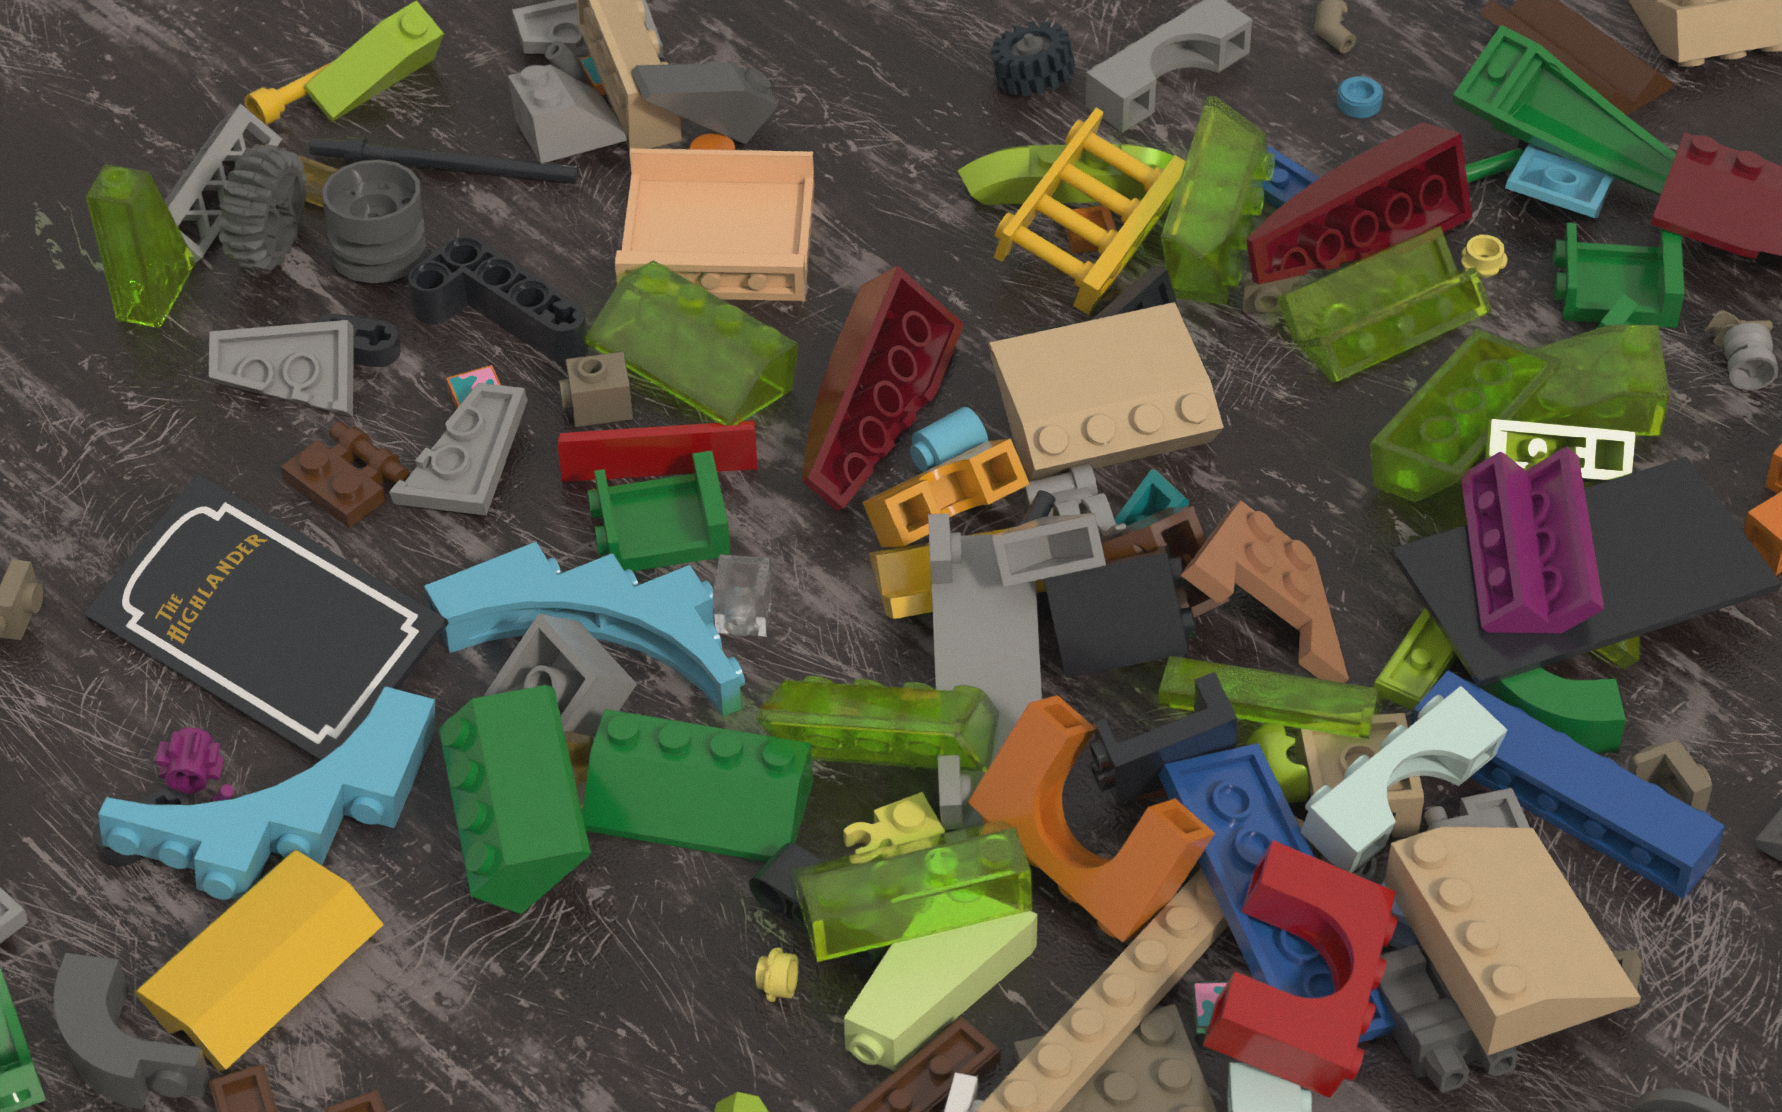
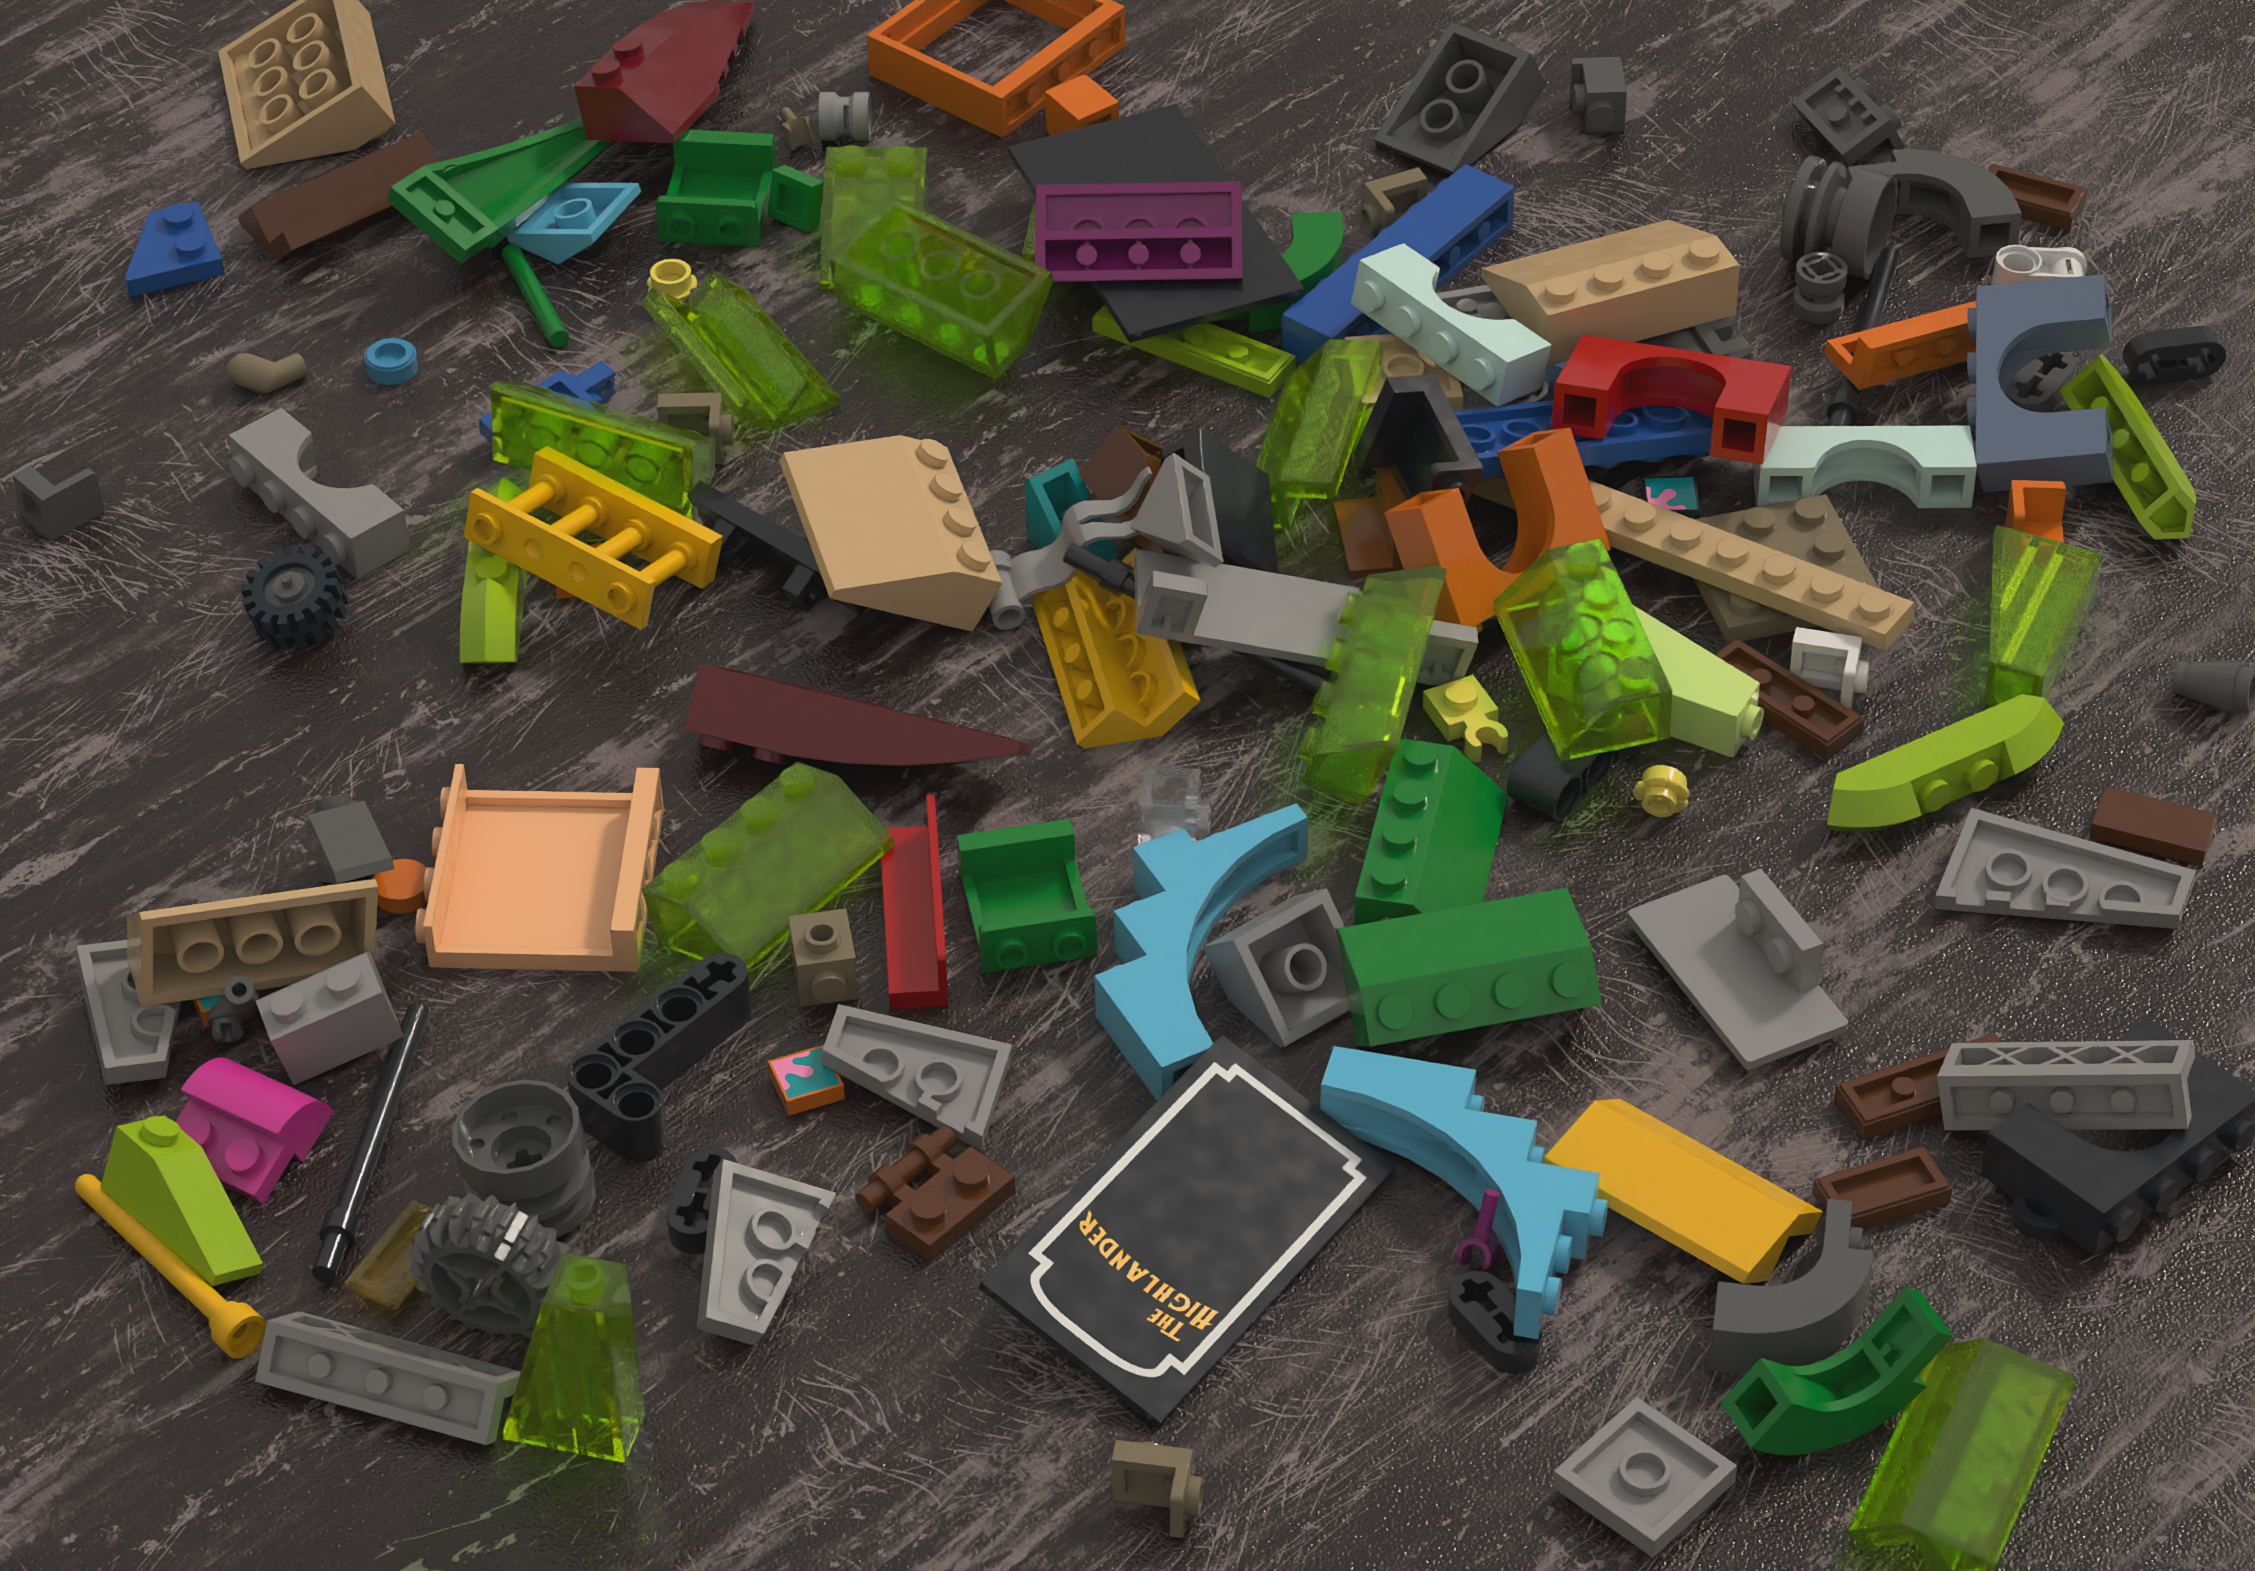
camera: 90 degrees left, 5 degrees down
(189, 760) = (1410, 1273): magenta gear -> none
(457, 88) = (249, 1124): none -> dark pink brick
(535, 1023) = (1743, 965): none -> light grey bracket
(947, 438) = (927, 669): medium azure brick -> none
(951, 487) = (992, 640): light orange arch -> none
(1278, 574) = (1166, 418): nougat wing -> none
(1366, 205) = (615, 326): dark red wedge -> none
(1601, 452) = (998, 212): slope -> none

